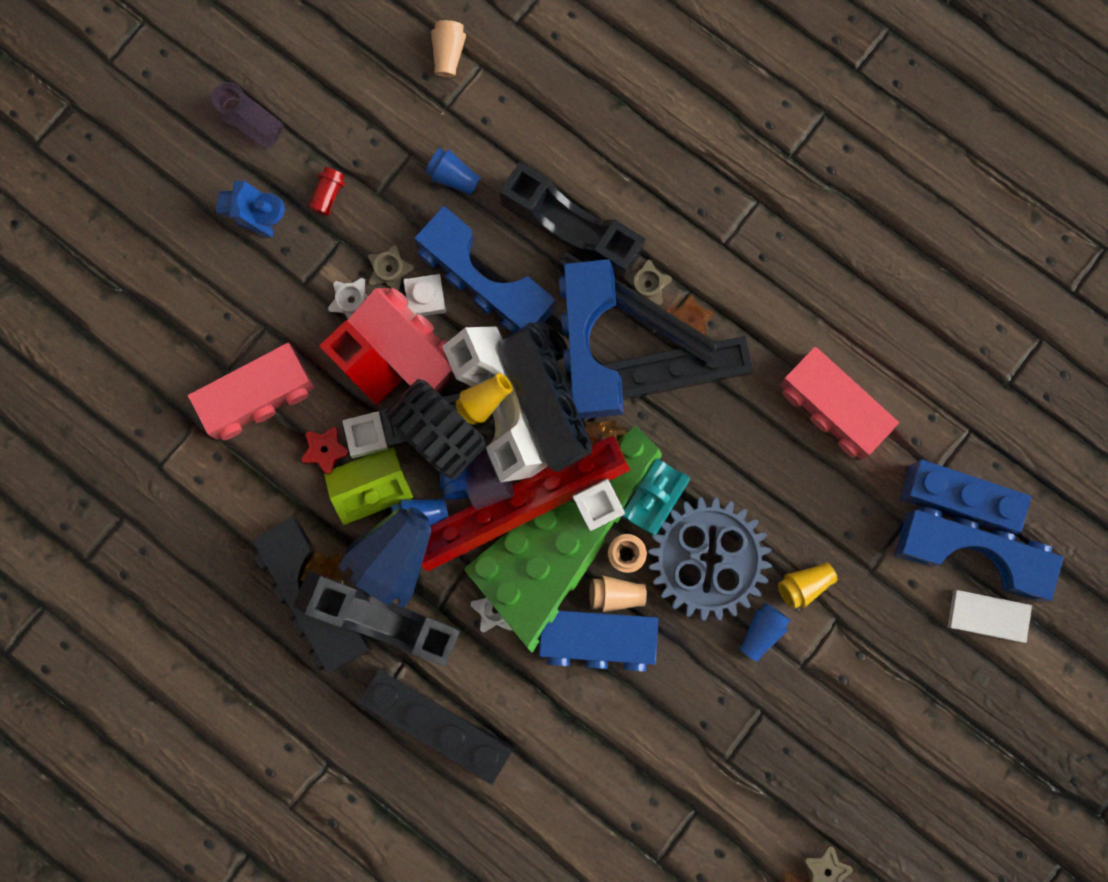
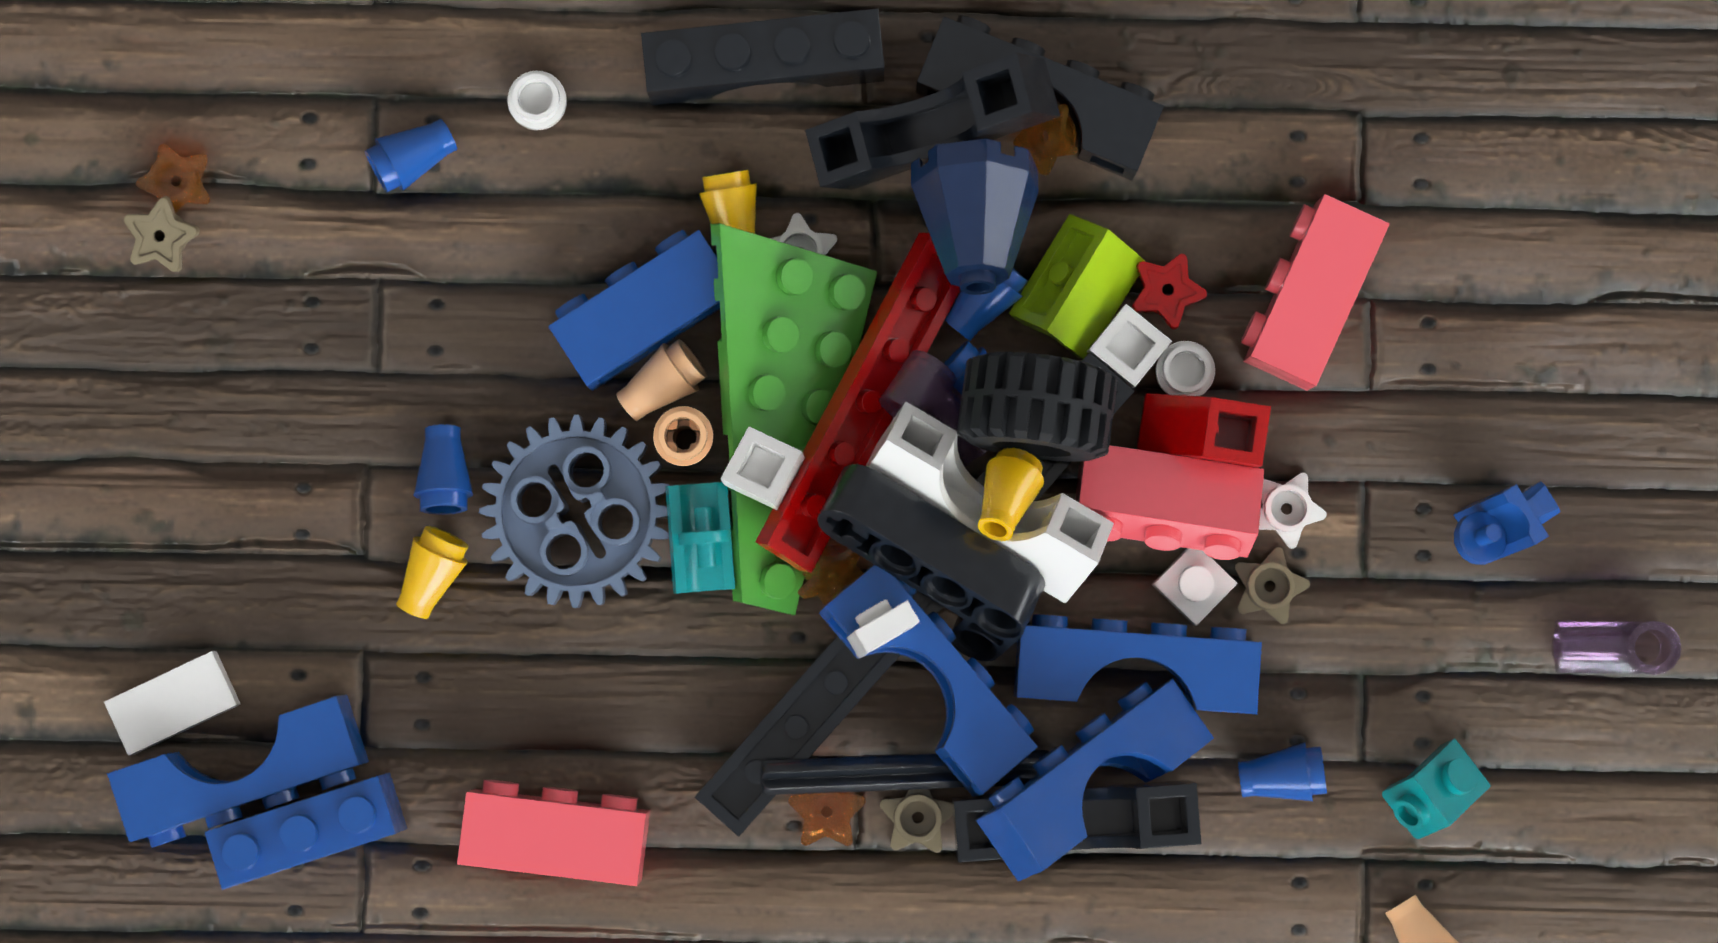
camera: 145 degrees right, 5 degrees up
(326, 191) = (1430, 625): red pin -> none
(347, 402) = (1185, 369): none -> white plate
(385, 111) = (1436, 791): none -> teal bracket
(511, 661) = (730, 200): none -> yellow cone
(573, 794) = (537, 100): none -> white plate
(589, 227) = (1044, 817): none -> blue arch
(599, 374) = (880, 626): none -> white plate
(663, 815) = (409, 154): none -> blue cone

